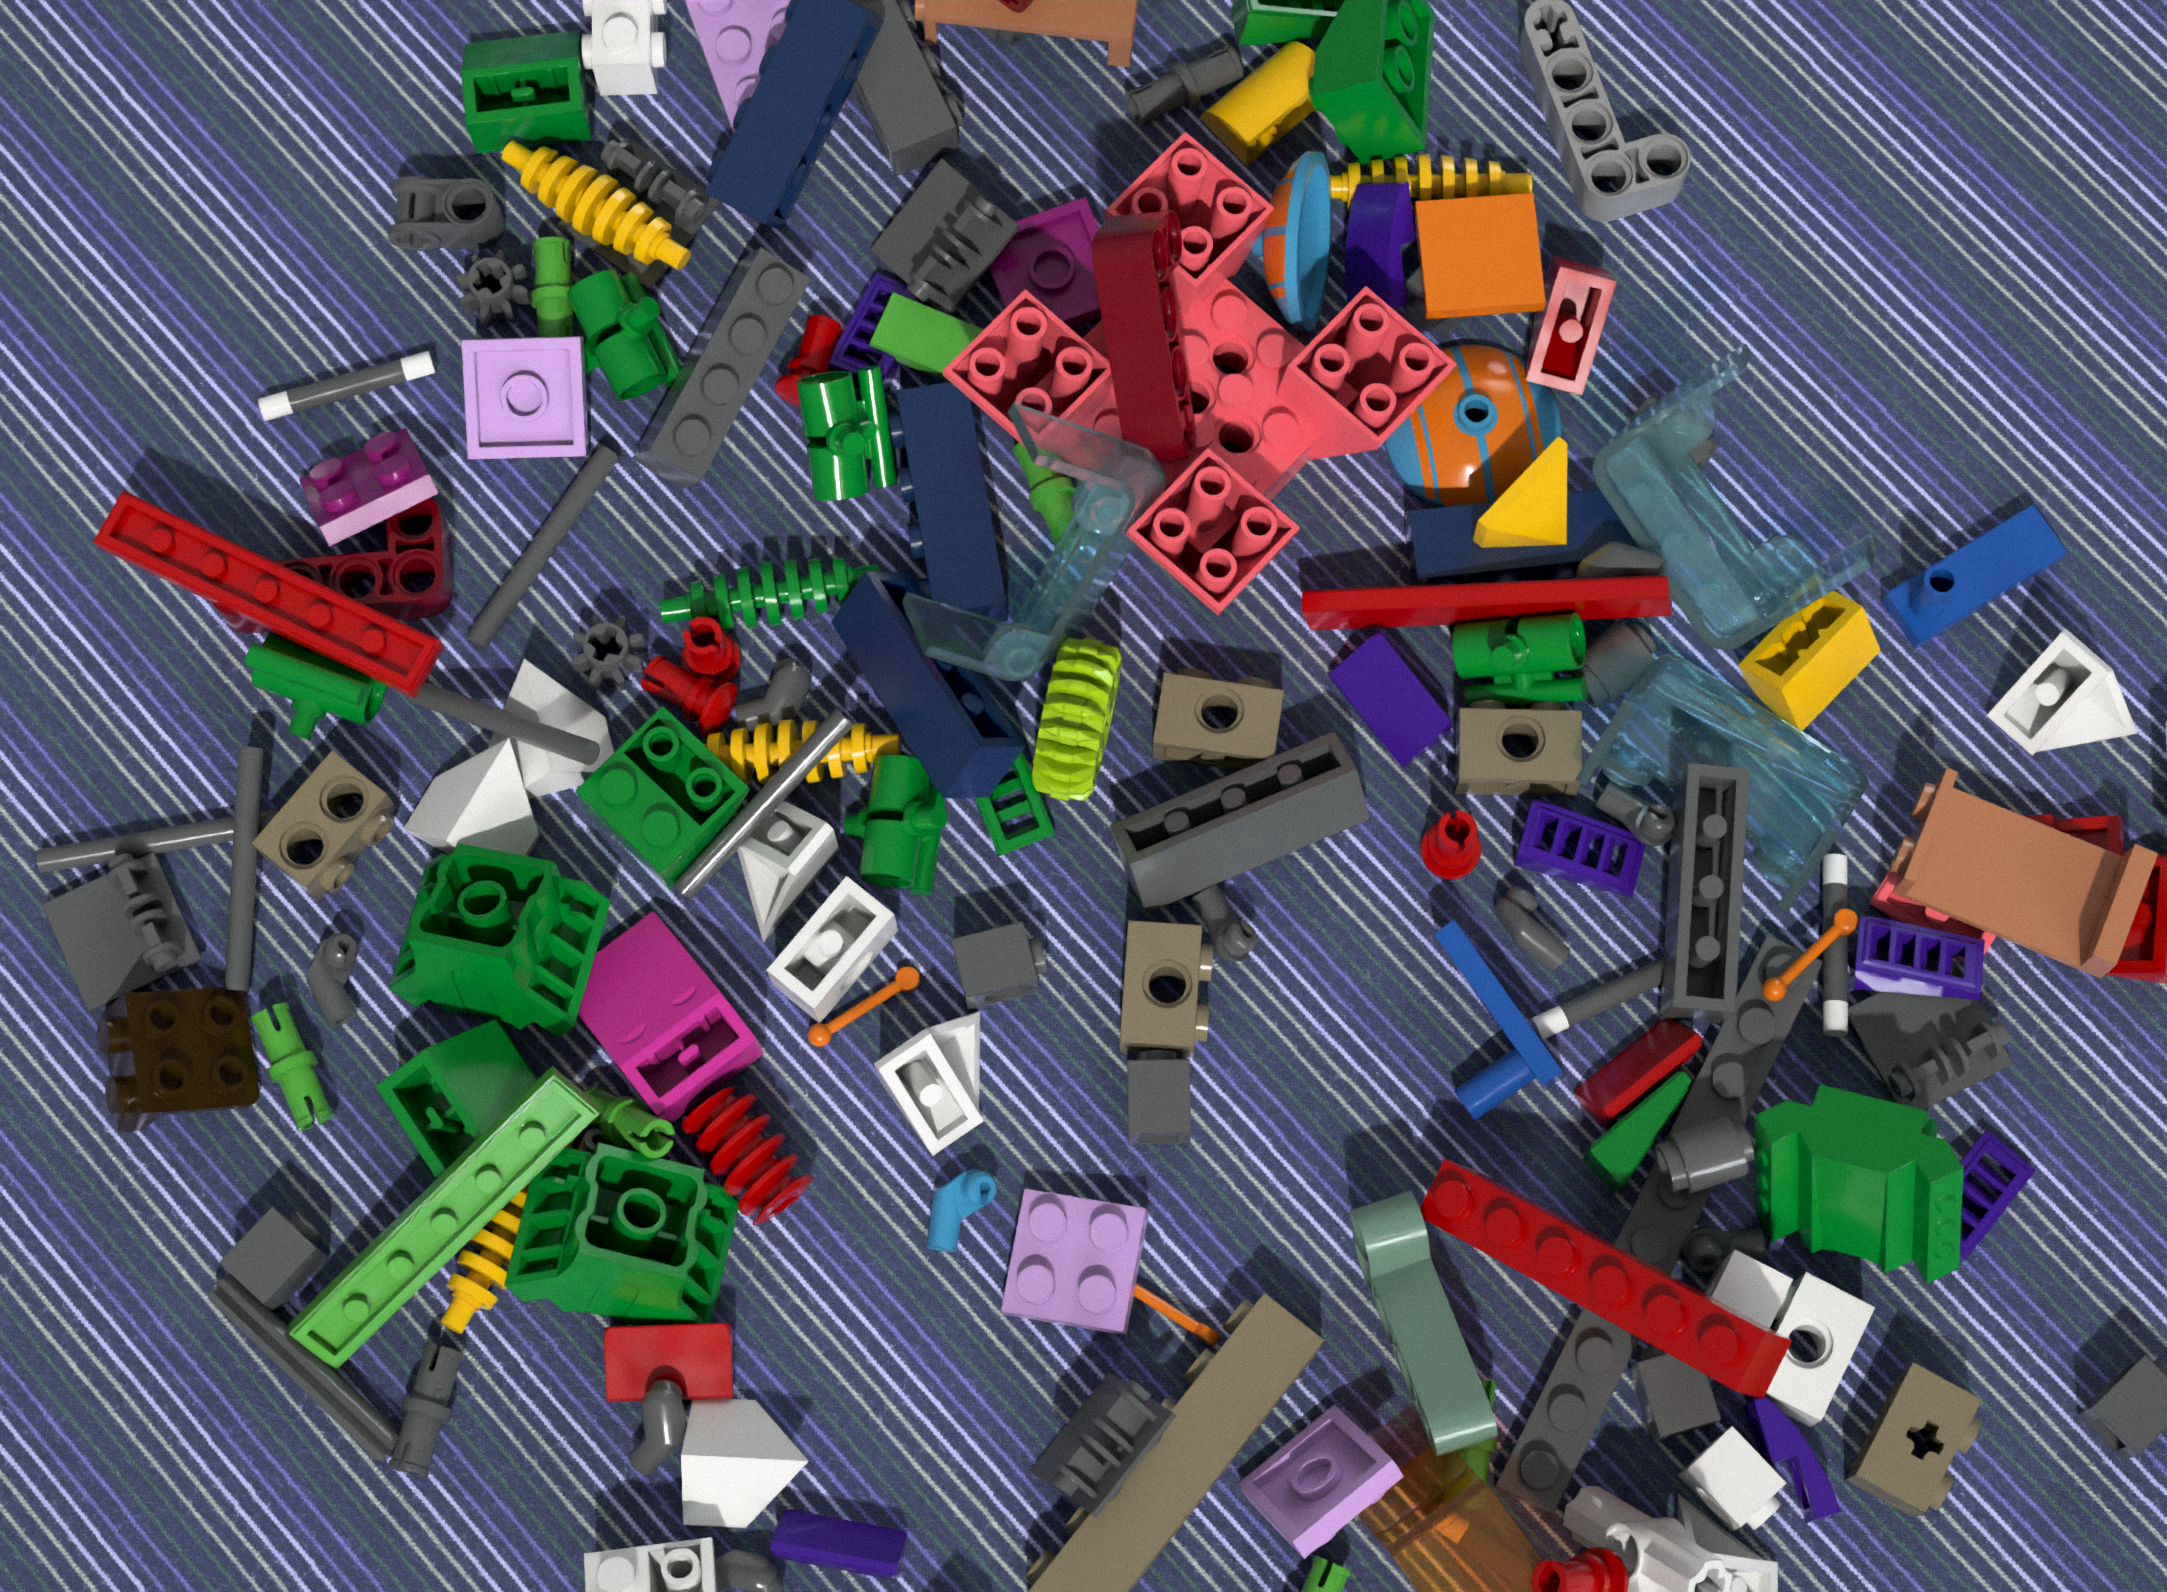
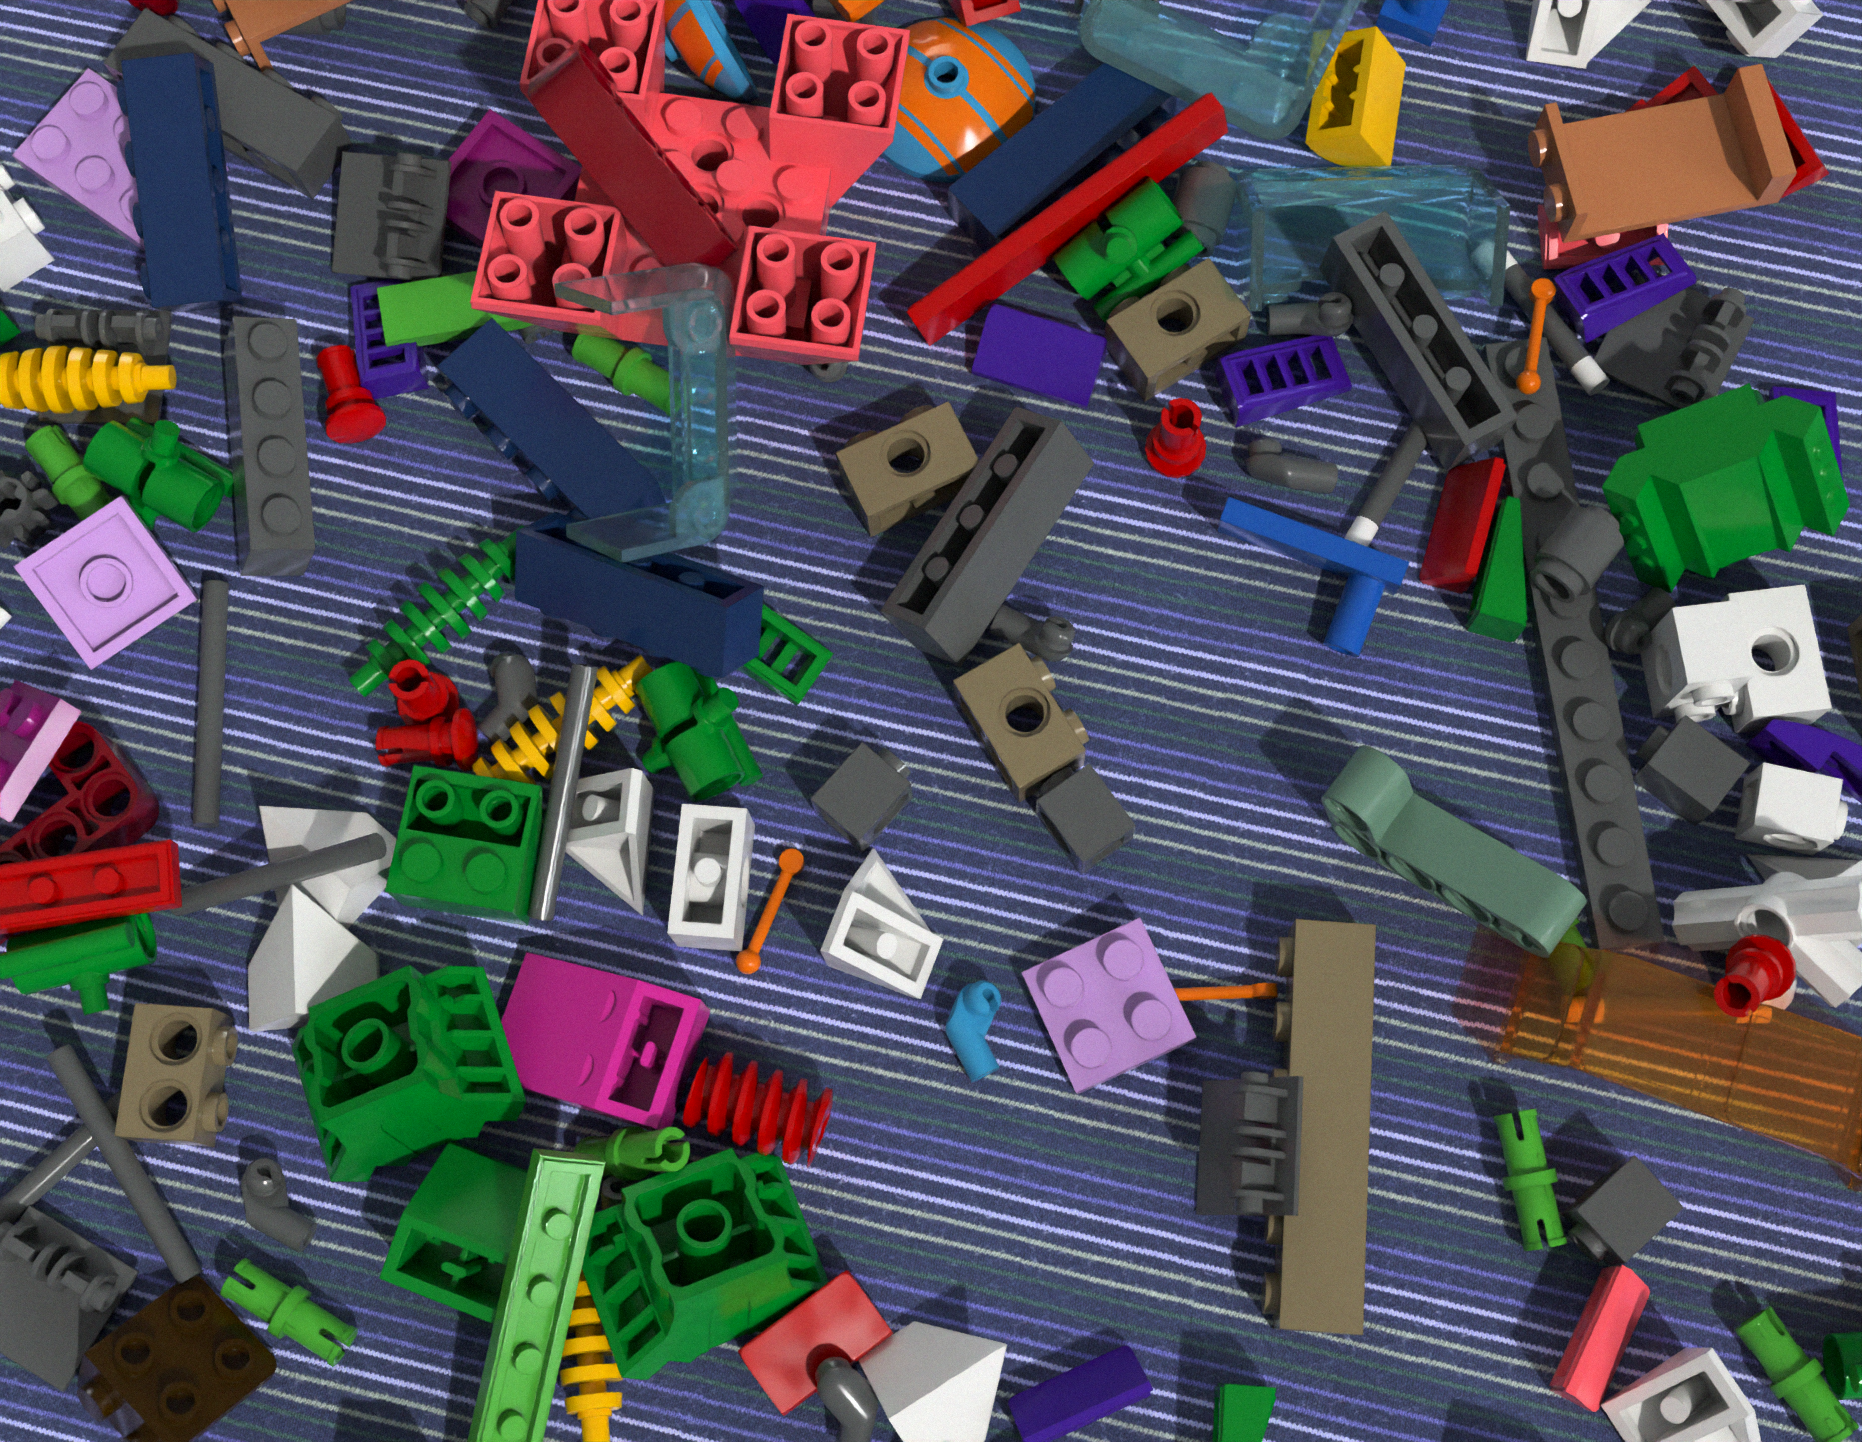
camera: 30 degrees left, 0 degrees up
(604, 637) = (319, 745): dark grey gear -> none
(846, 433) = (416, 430): green pin -> none
(1076, 719) = (788, 539): lime gear -> none
(1320, 1481) = (1459, 1048): lavender plate -> none
(1532, 507) = (1053, 114): yellow slope -> none
(1605, 1279) = (1585, 706): red brick -> none
(1620, 560) = (1155, 110): dark grey arm -> none

